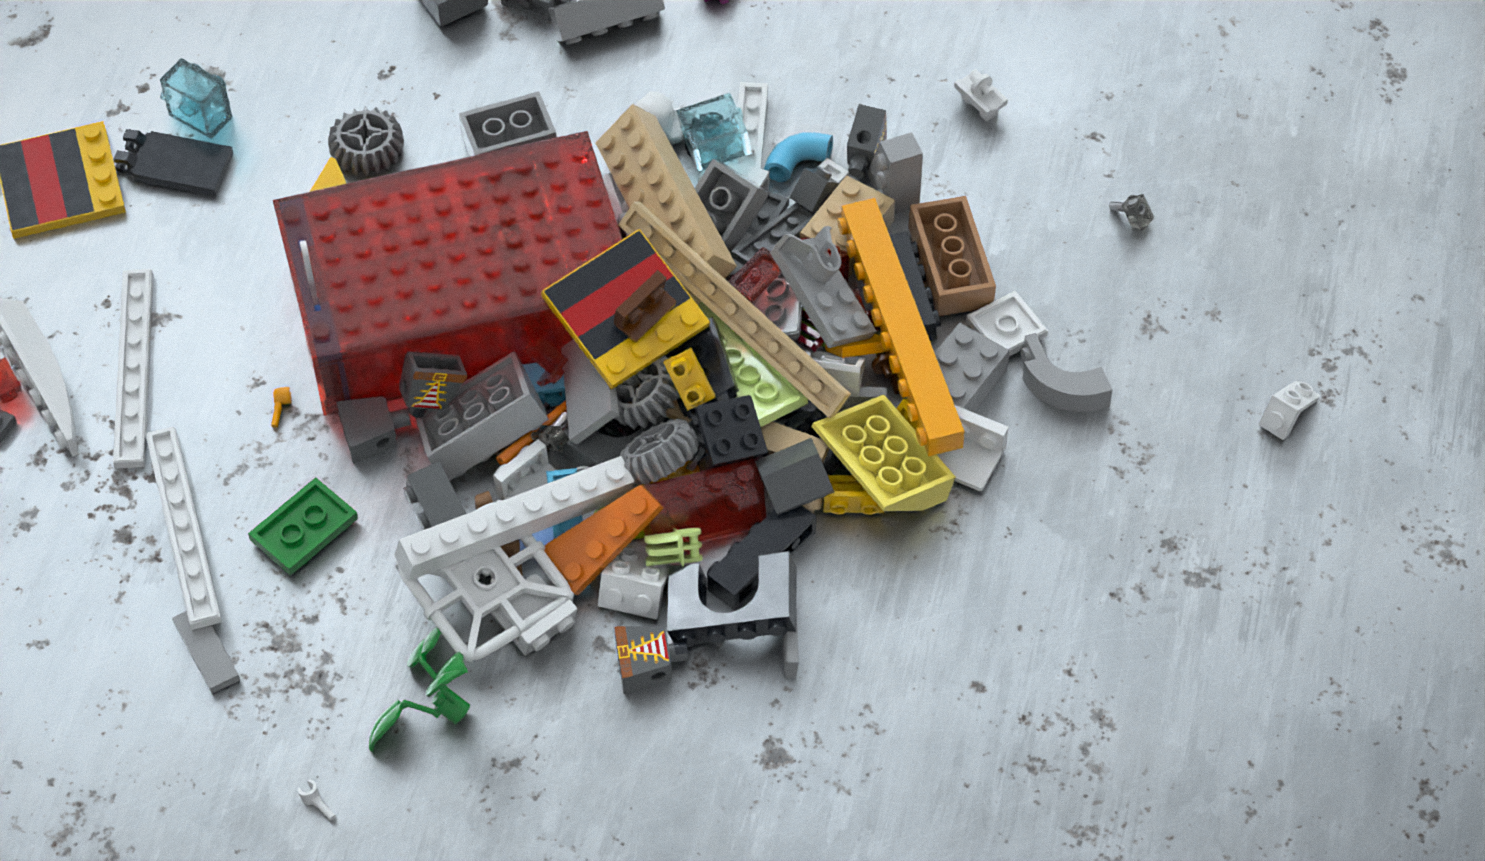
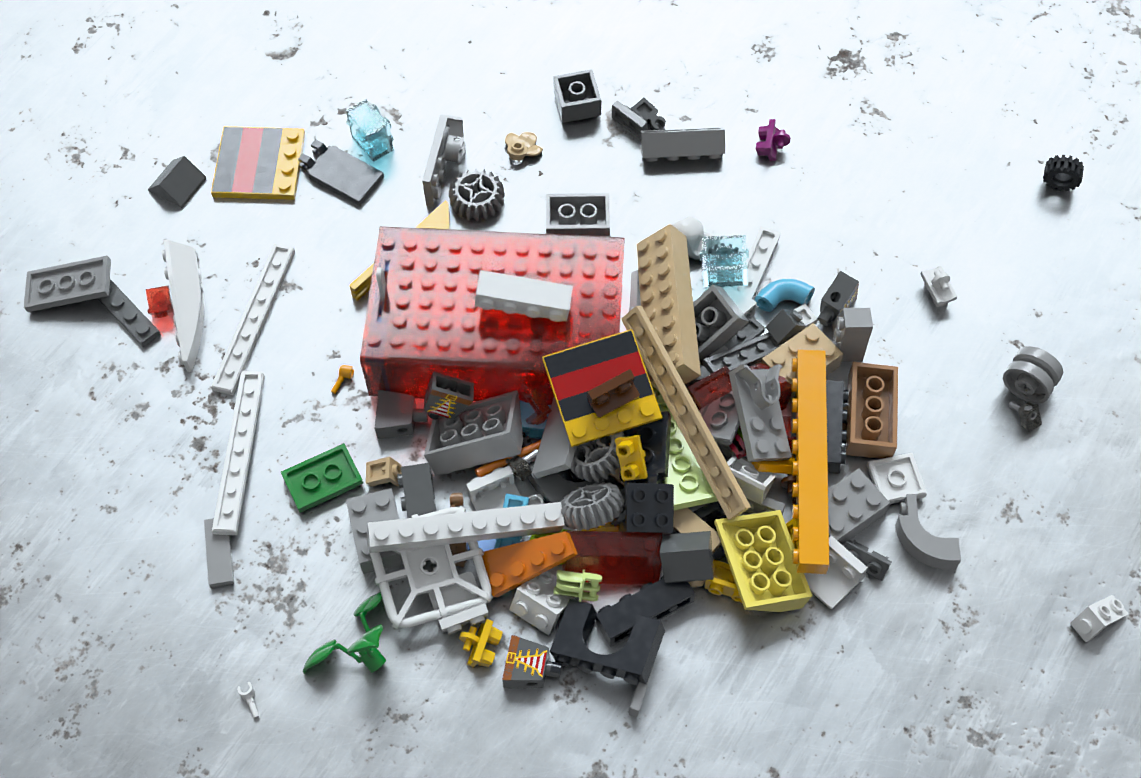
camera: 20 degrees right, 5 degrees up
(266, 279) = (361, 284): none -> yellow tile
(307, 96) = (443, 149): none -> light grey plate
(374, 553) = (372, 508): none -> light grey brick
(378, 496) = (382, 471): none -> tan bracket
(400, 67) = (522, 145): none -> tan plate
(493, 226) = (523, 296): none -> white brick
(573, 648) = (485, 634): none -> yellow hips
(1019, 425) = (876, 563): none -> dark grey hinge
(1125, 162) = (1033, 374): none -> light grey wheel

